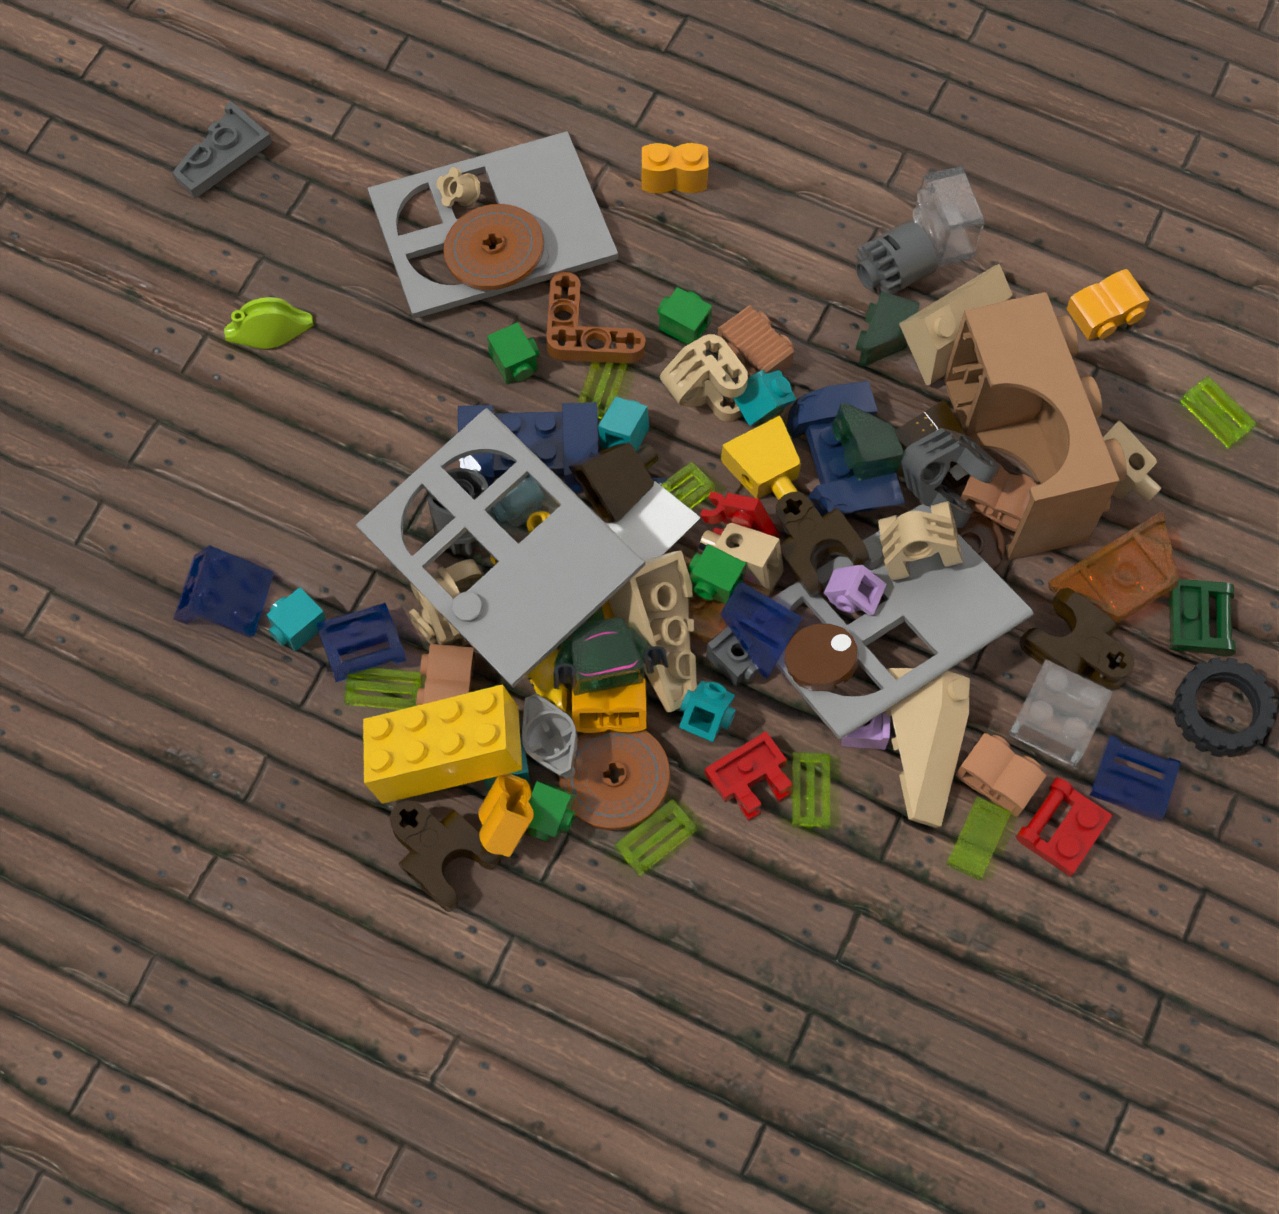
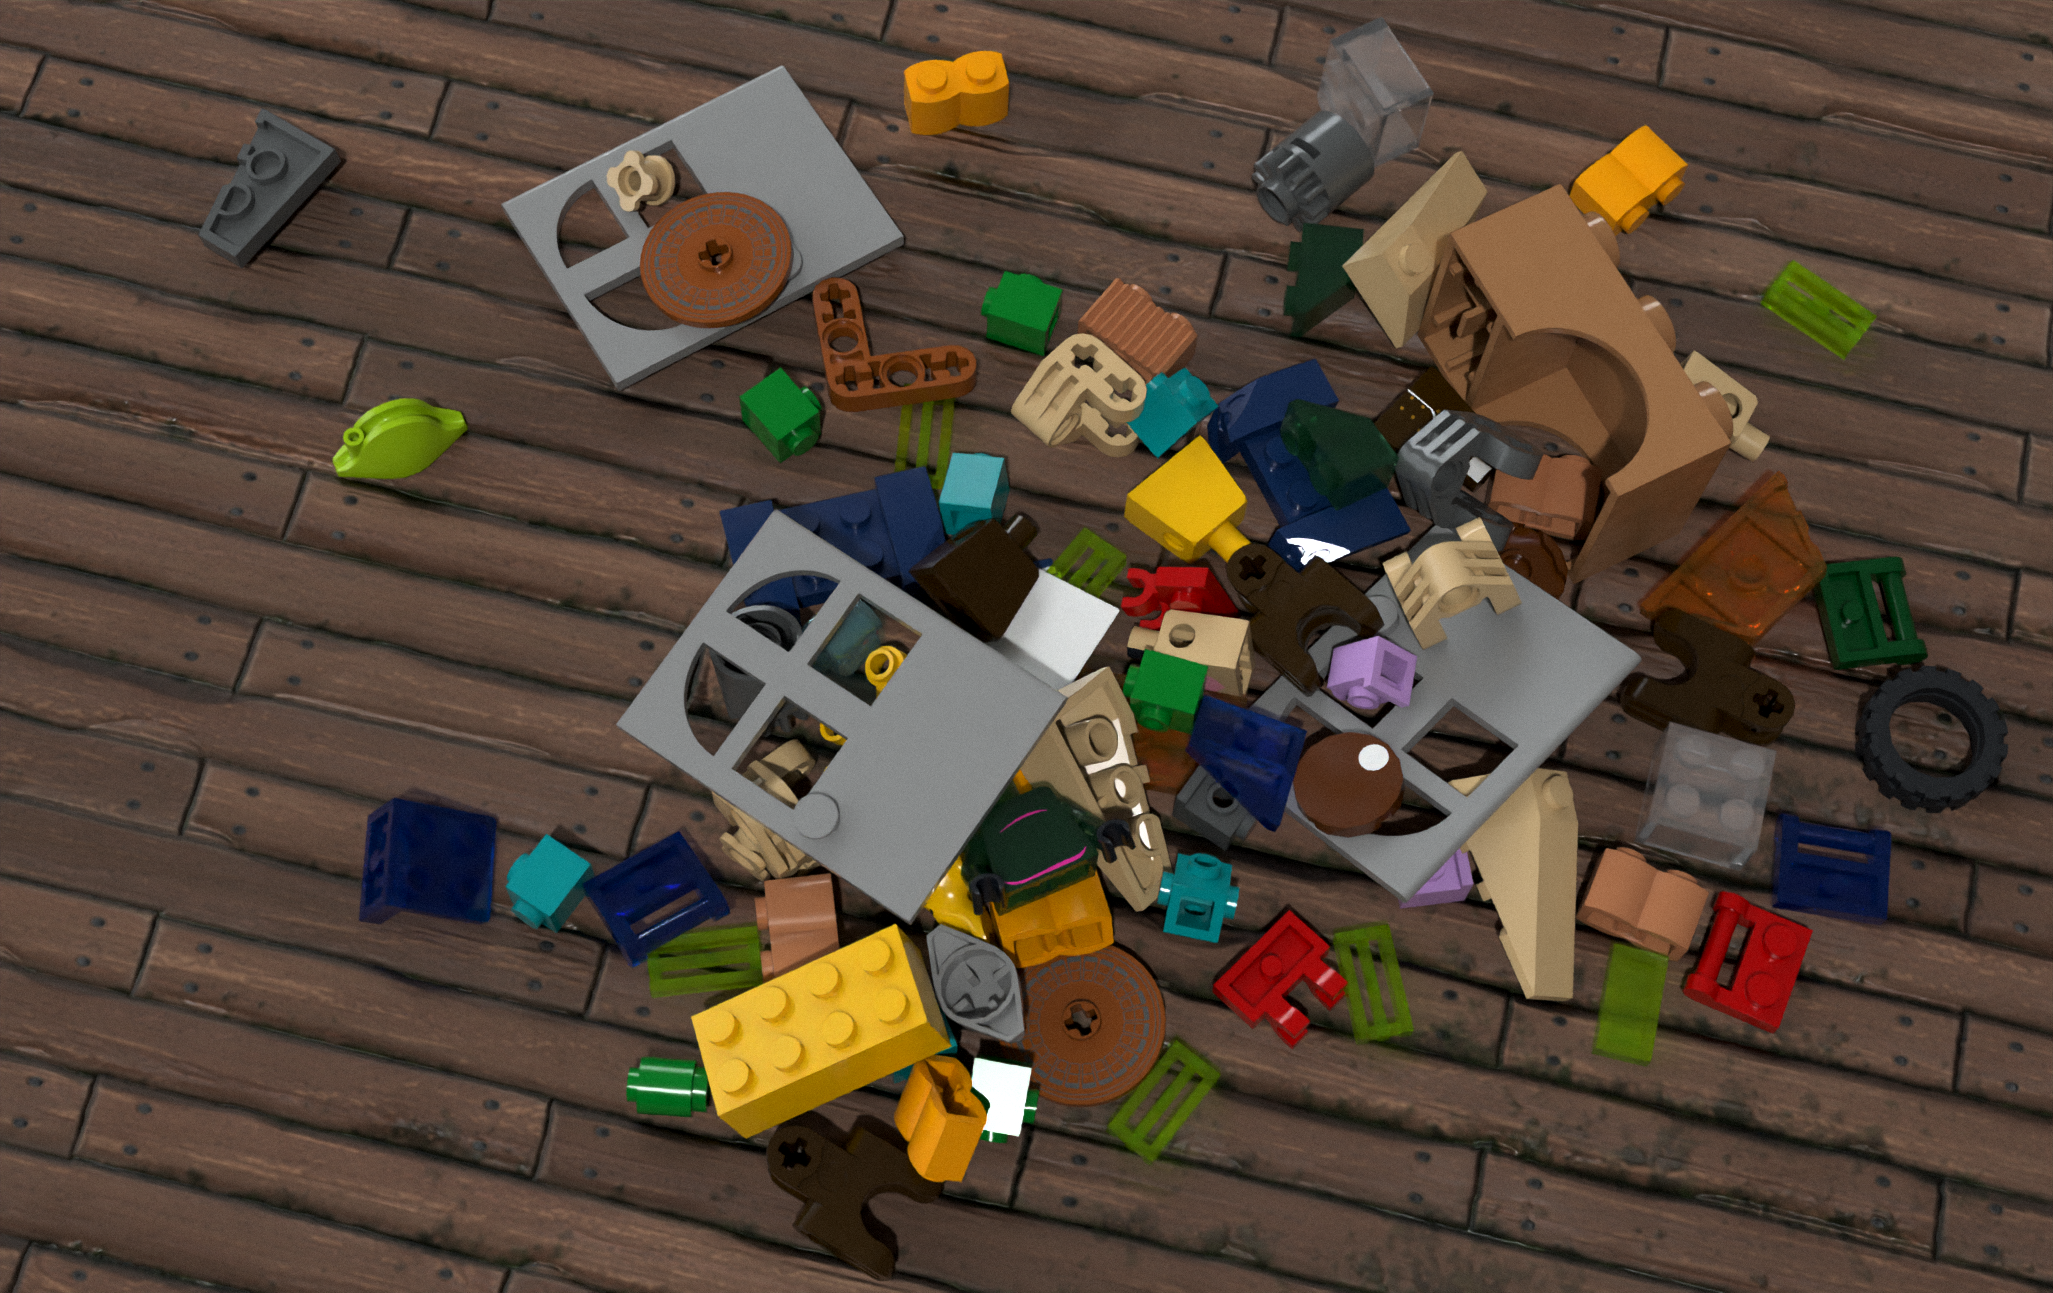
camera: 15 degrees left, 0 degrees up
(340, 761) = (668, 1087): none -> green brick

